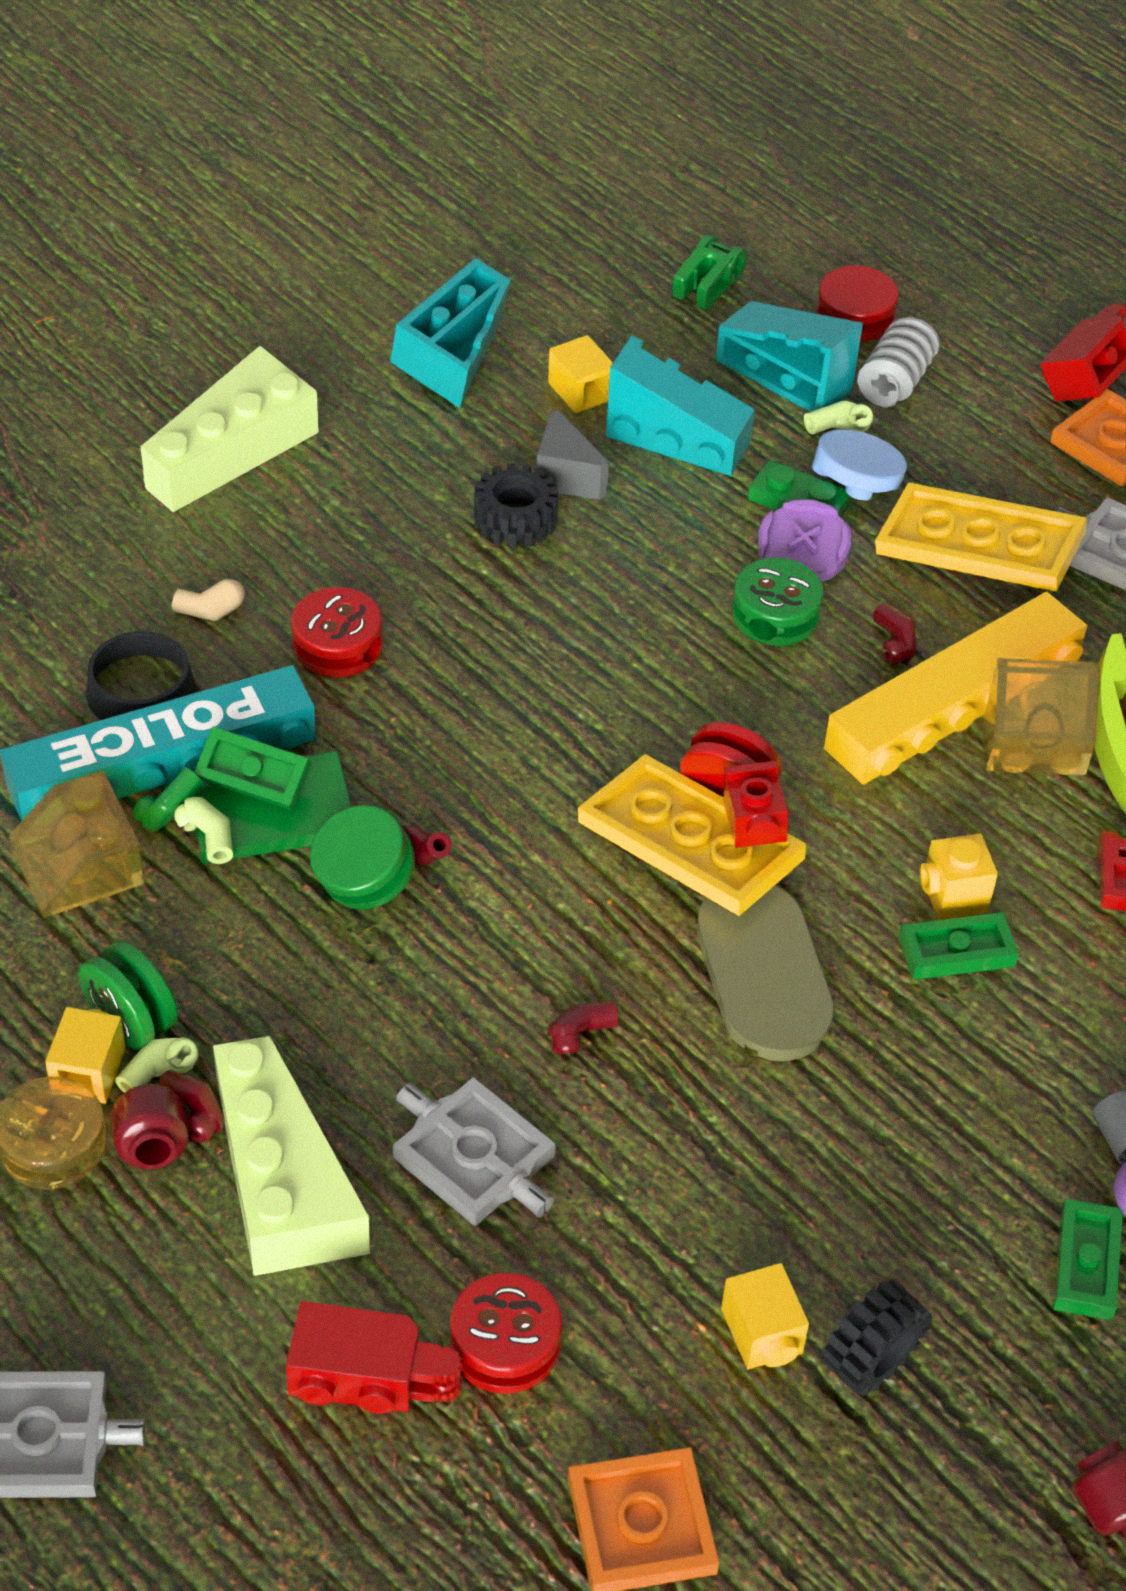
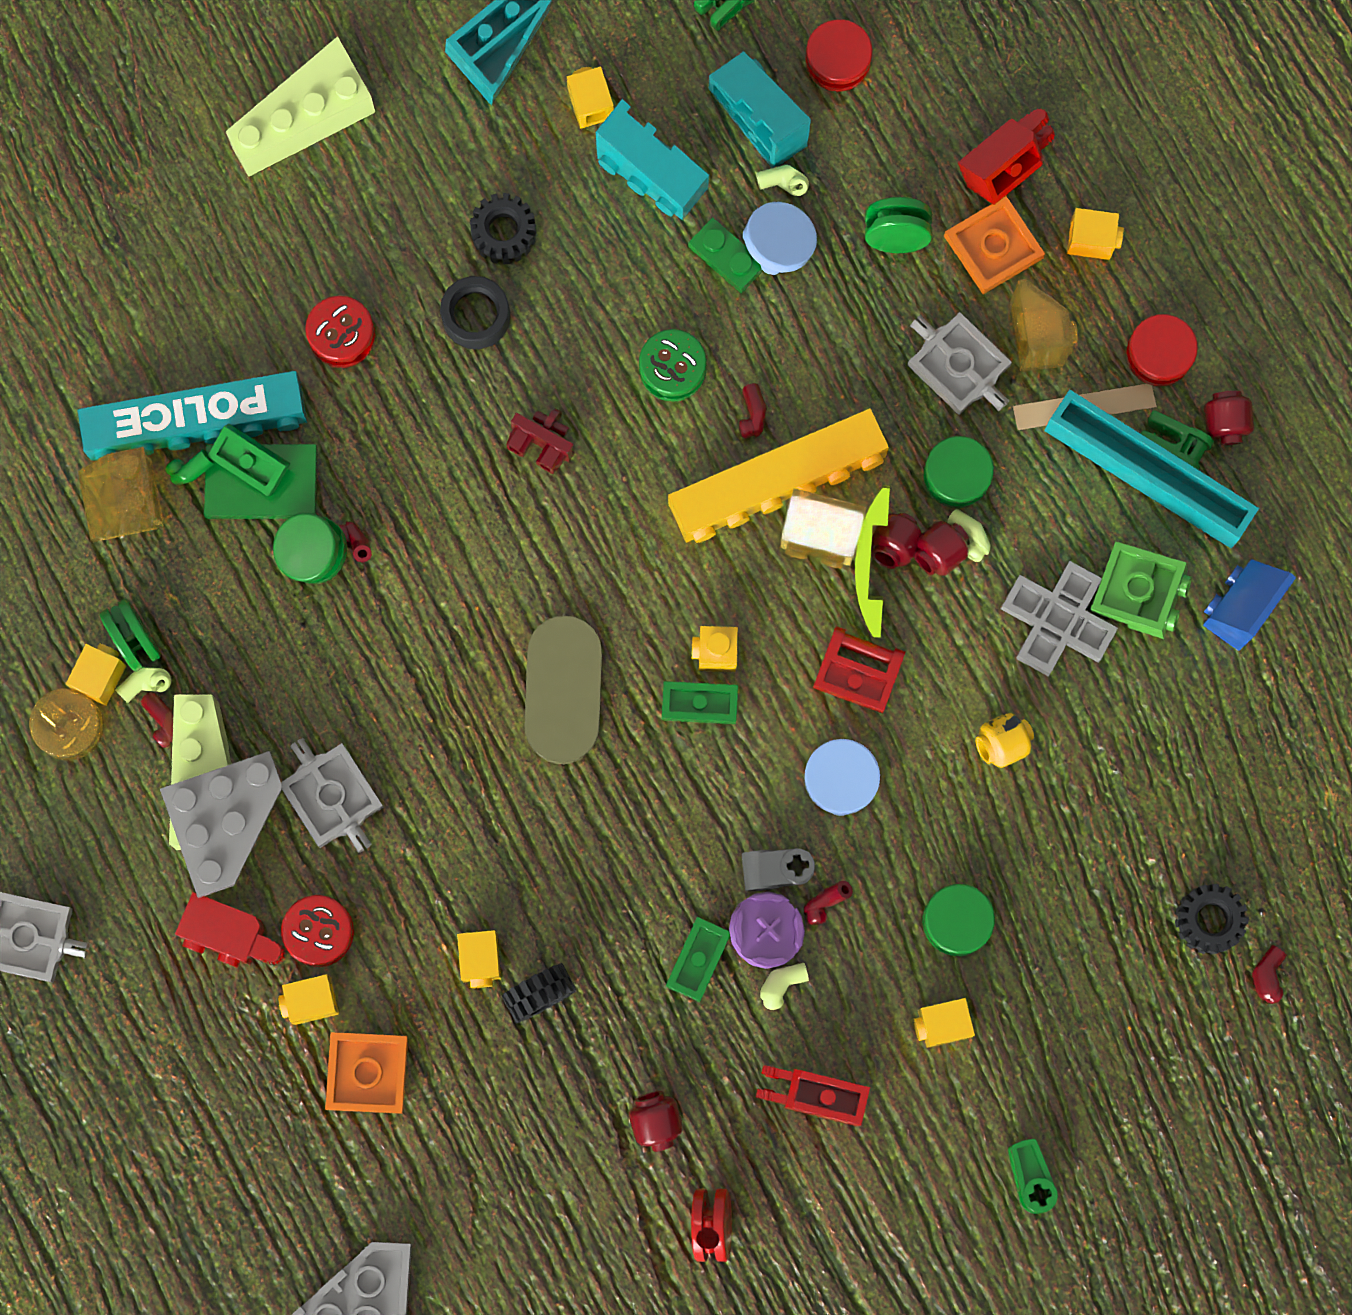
camera: 15 degrees right, 30 degrees up
(133, 644) = (202, 379): black tyre -> none
(149, 1126) = (128, 736): dark red head -> none
(211, 603) = (257, 282): tan arm -> none
(216, 826) = (213, 497): yellowish green arm -> none
(324, 1183) = (221, 818): none -> light grey plate
(509, 613) = (467, 286): none -> black tyre
(520, 1429) = (308, 1000): none -> yellow brick
(572, 460) = (551, 190): dark grey slope -> none
(579, 1019) = (424, 706): dark red arm -> none
(637, 695) = (554, 447): none -> dark red hips
(686, 834) = (542, 573): yellow plate -> none
(721, 746) = (585, 526): red head -> none
(755, 804) = (584, 560): red brick -> none
(808, 534) = (712, 308): medium lavender tile -> none
(898, 361) = (845, 131): light grey piece -> none
(982, 536) = (845, 336): yellow plate -> none
(998, 424) = (898, 225): none -> green head

